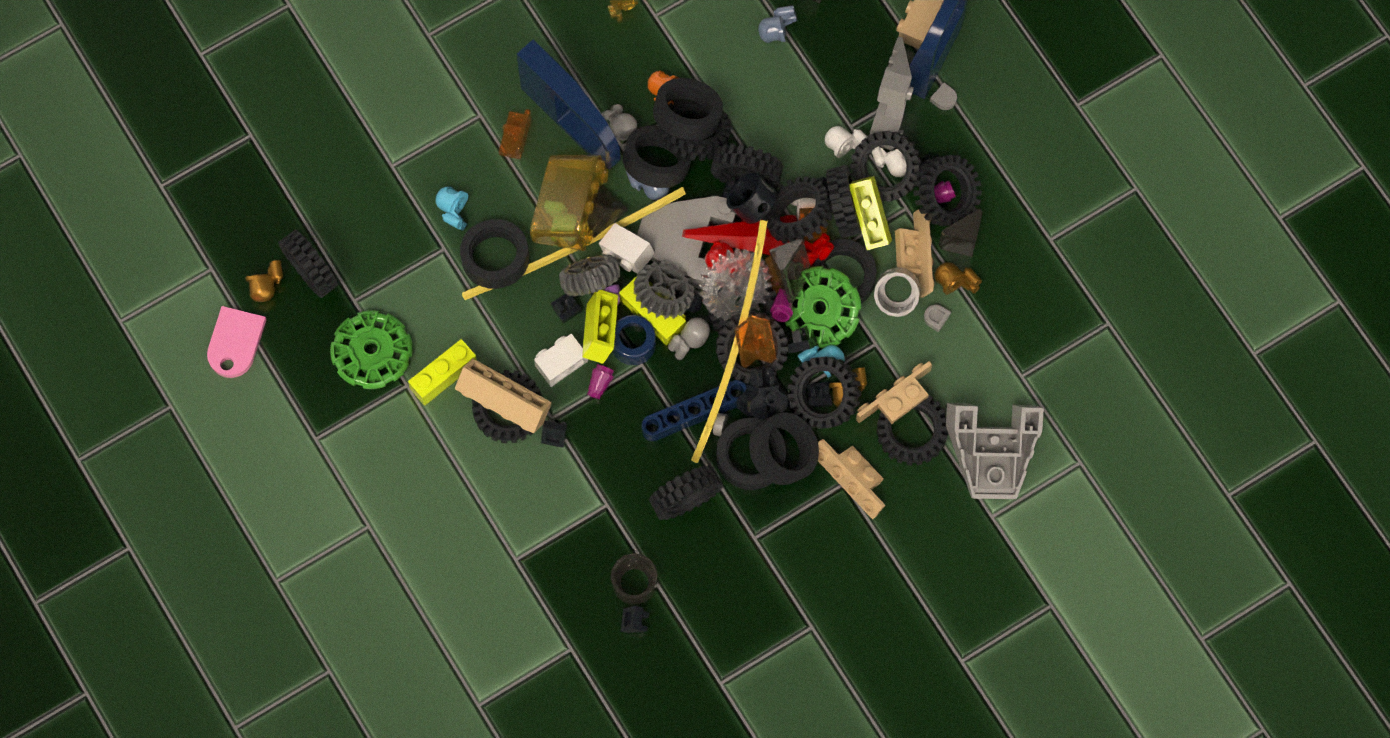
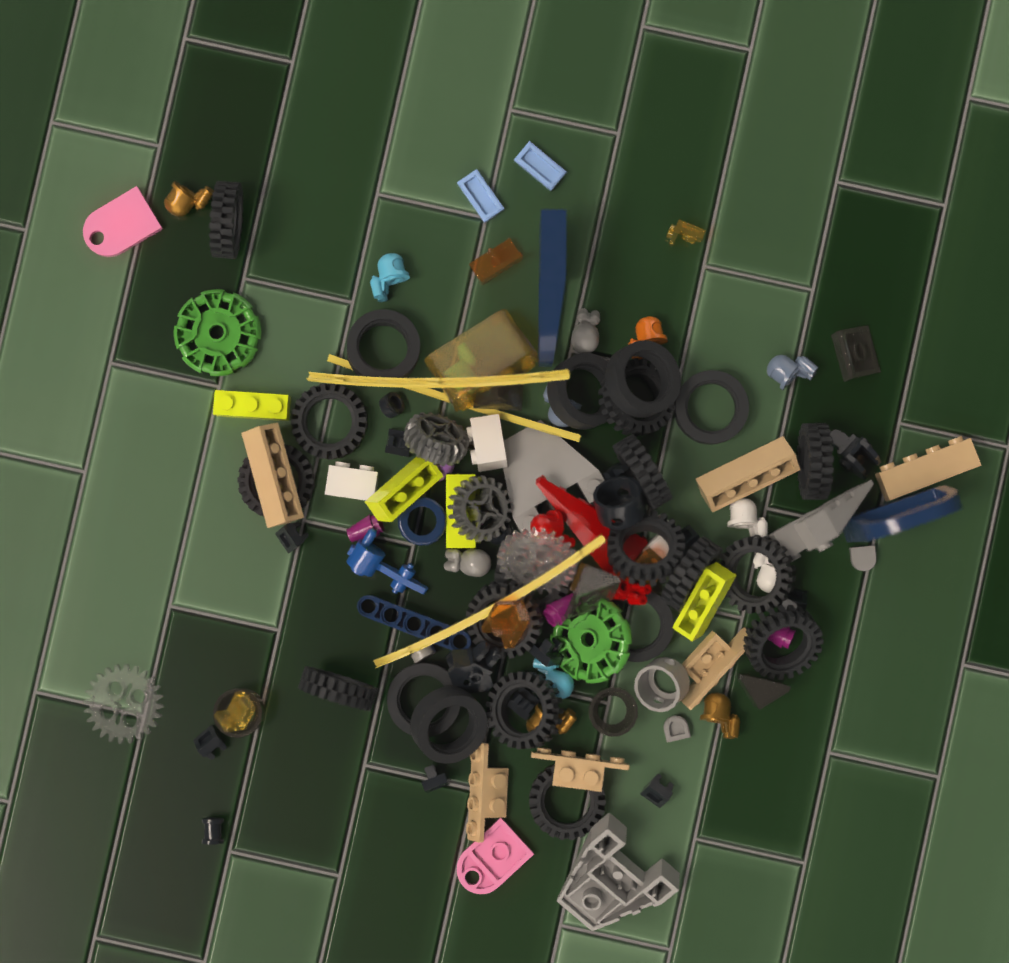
camera: 45 degrees right, 15 degrees up
(463, 104) = (480, 196): none -> light blue tile
(484, 50) = (540, 166): none -> light blue tile
(499, 310) = (301, 412): none -> black tyre
(530, 658) = (103, 695): none -> clear gear
(536, 285) = (391, 405): none -> black tile
(553, 234) = (439, 382): none -> light yellow piece
(622, 397) = (367, 558): none -> blue piece
(634, 573) = (237, 714): none -> clear yellow bracket
(695, 676) = (212, 830): none -> black bush
(759, 70) = (740, 401): none -> black tyre
(811, 498) = (434, 780): none -> black tile
(816, 112) = (747, 474): none -> tan brick
(851, 60) = (815, 461): none -> black tyre
(871, 35) = (854, 452): none -> black hinge
(890, 327) = (621, 727): none -> clear smoke piece
(902, 514) = (493, 859): none -> bright pink tile
(965, 367) = (656, 792): none -> black tile

